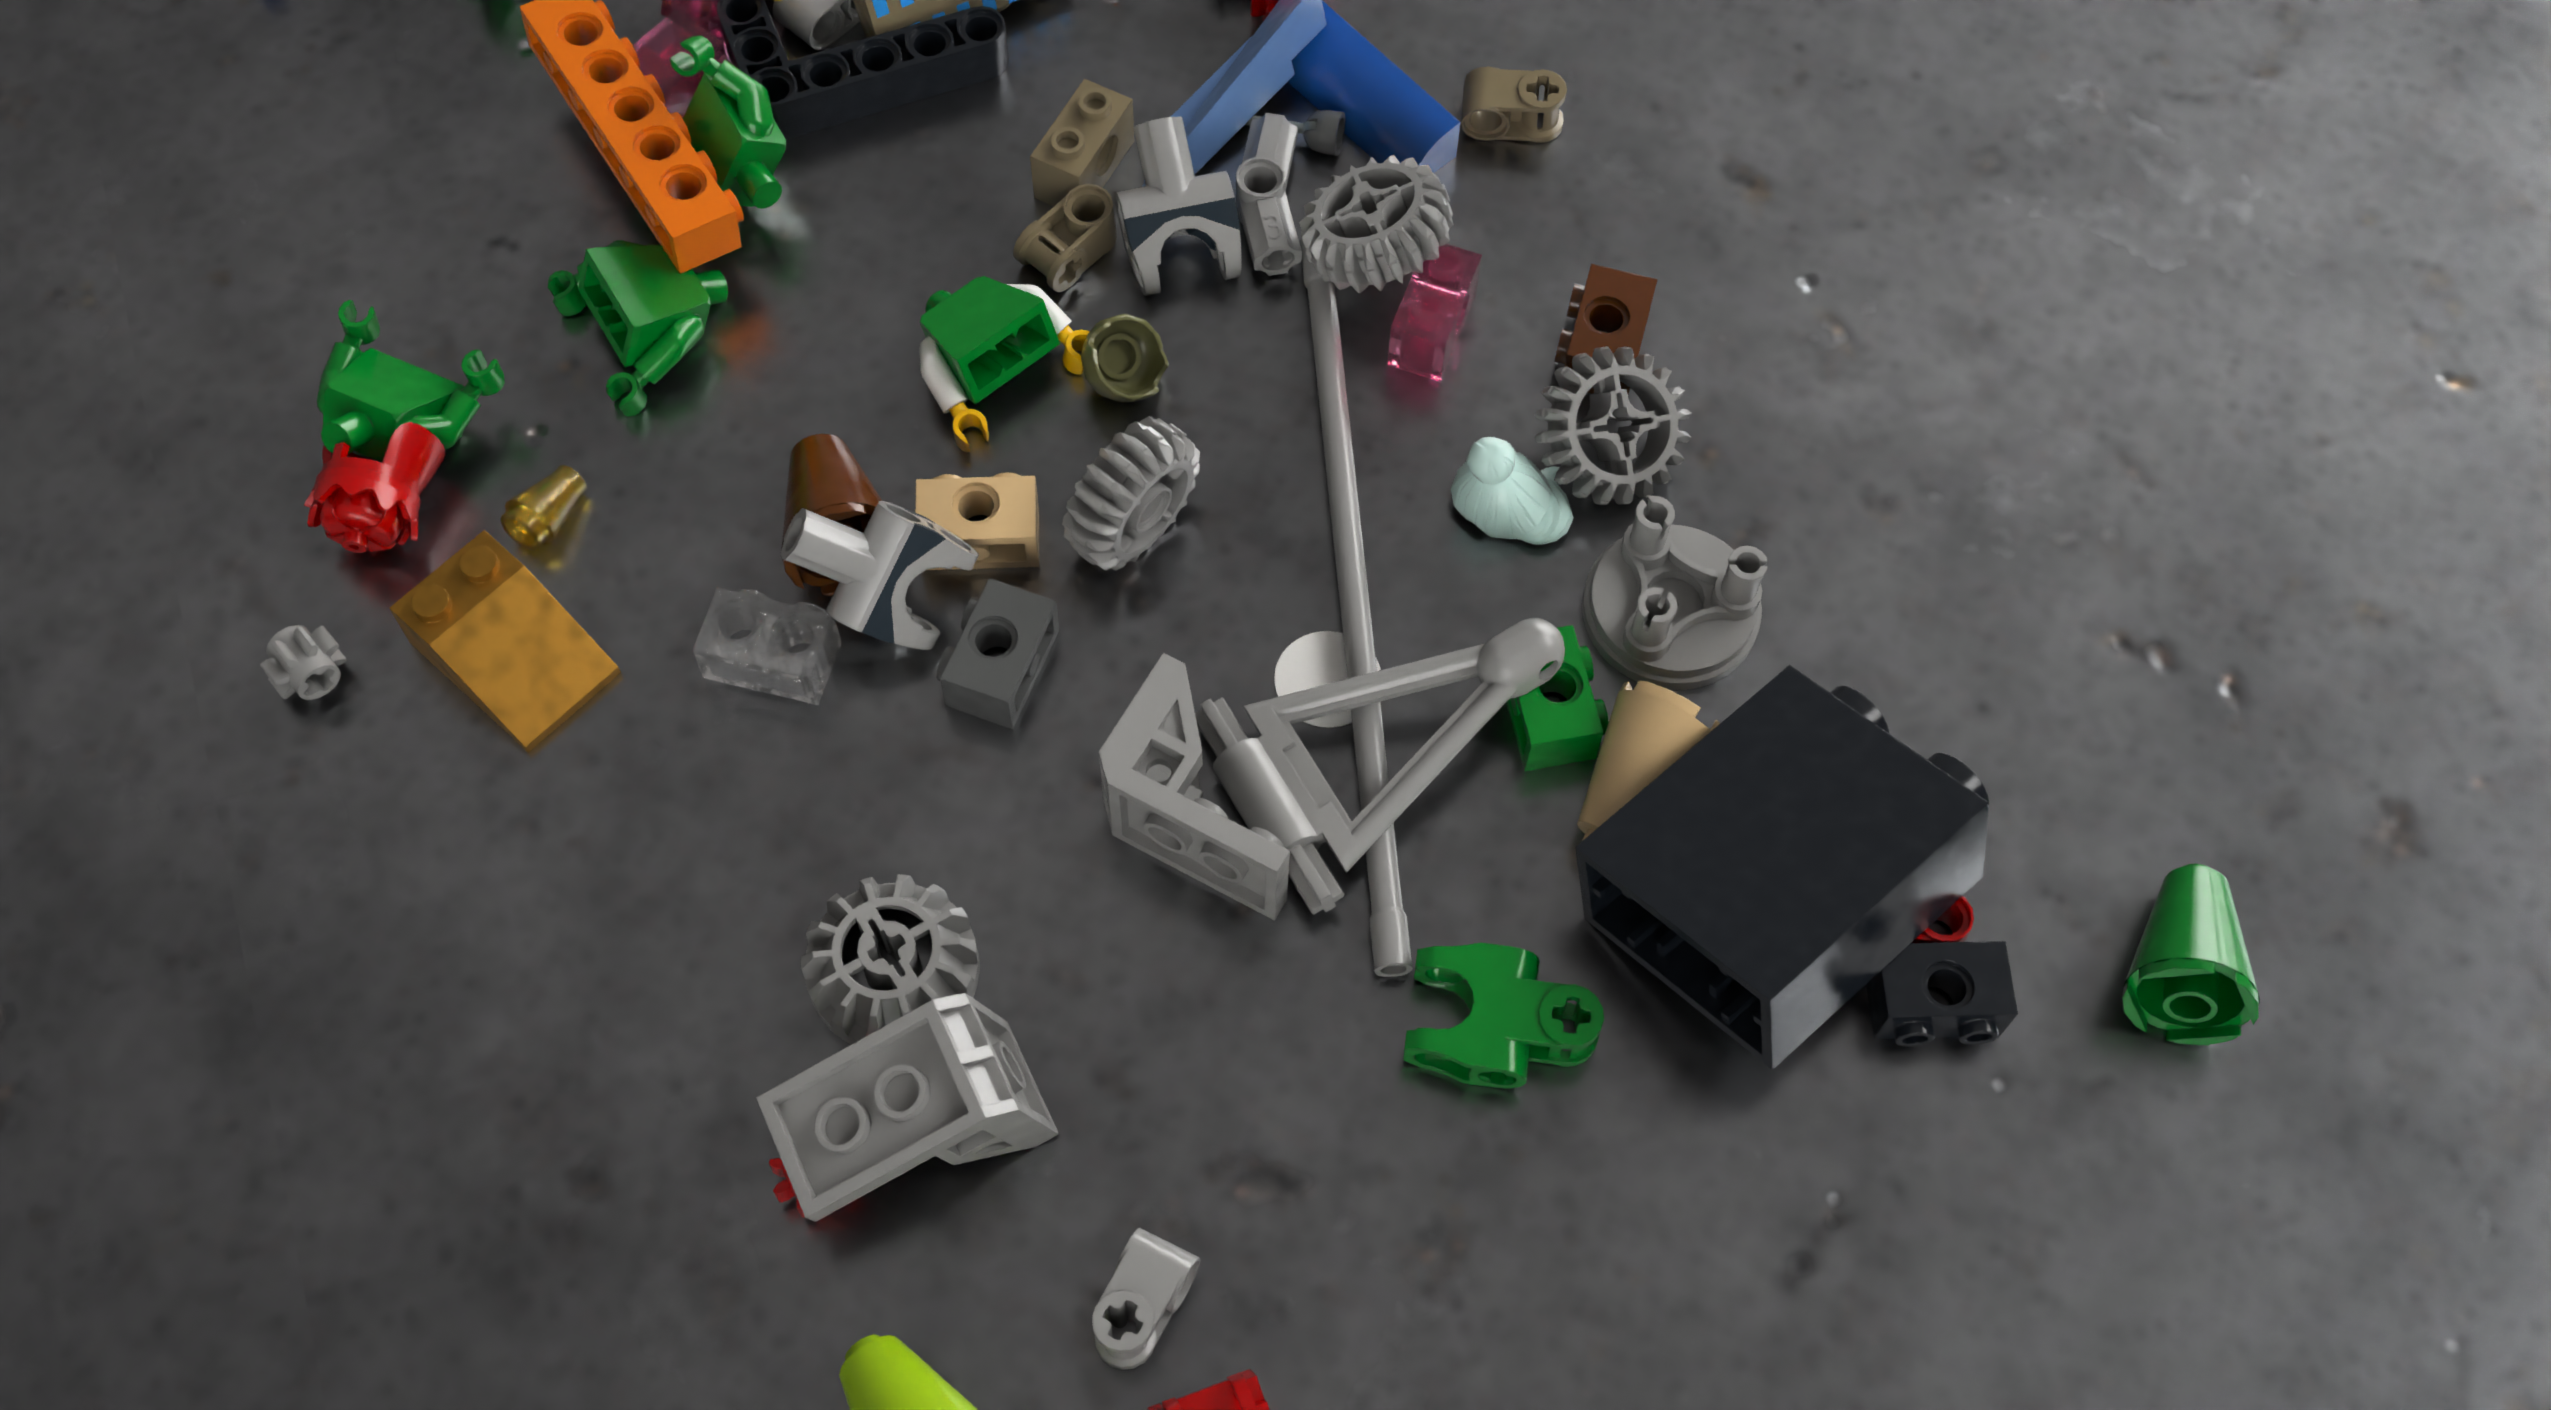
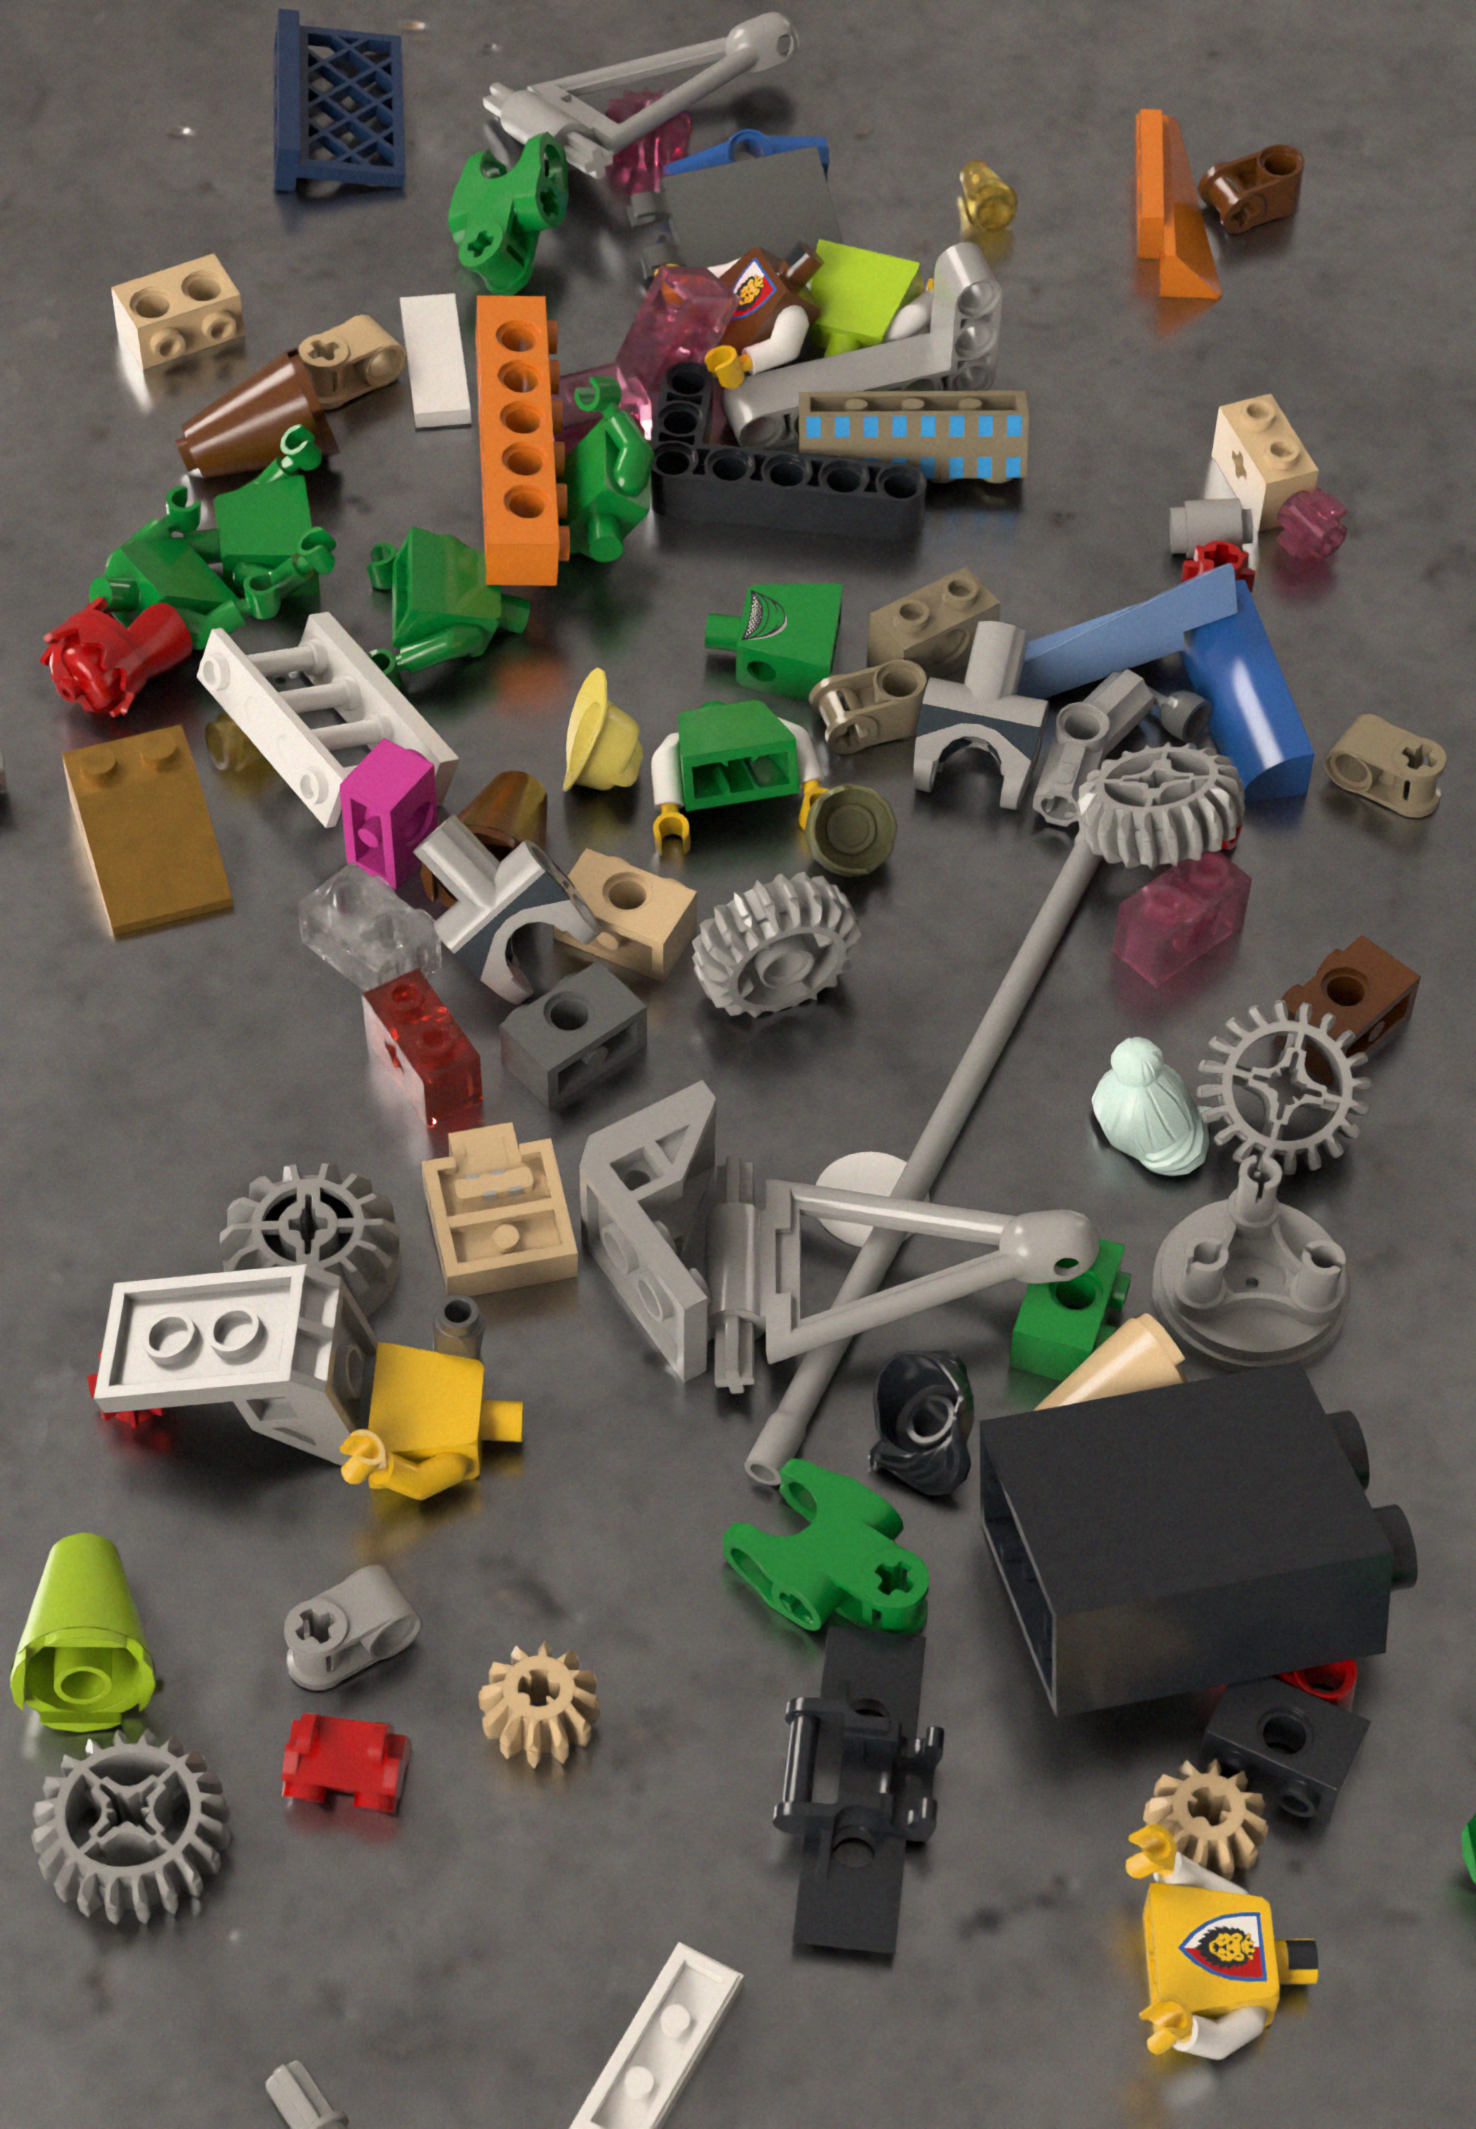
camera: 30 degrees right, 10 degrees down
(230, 130) = (178, 311): none -> tan brick
(377, 206) = (248, 422): none -> reddish brown cone
(419, 115) = (353, 359): none -> tan piece
(442, 304) = (270, 525): none -> green torso
(494, 80) = (435, 360): none -> white tile
(627, 426) = (342, 680): none -> white fence
(723, 525) = (388, 811): none -> dark pink brick
(858, 371) = (601, 740): none -> light yellow piece
(879, 729) = (422, 1047): none -> clear red brick
(960, 209) = (783, 638): none -> green torso
(1035, 848) = (498, 1212): none -> tan piece
(1094, 1063) = (431, 1410): none -> yellow torso
(1333, 1301) = (544, 1728): none -> tan gear
(1502, 857) = (923, 1420): none -> black hair
(1653, 1198) = (880, 1792): none -> black piece
(1906, 1071) = (1210, 1817): none -> tan gear
(1999, 1208) = (1209, 1953): none -> torso

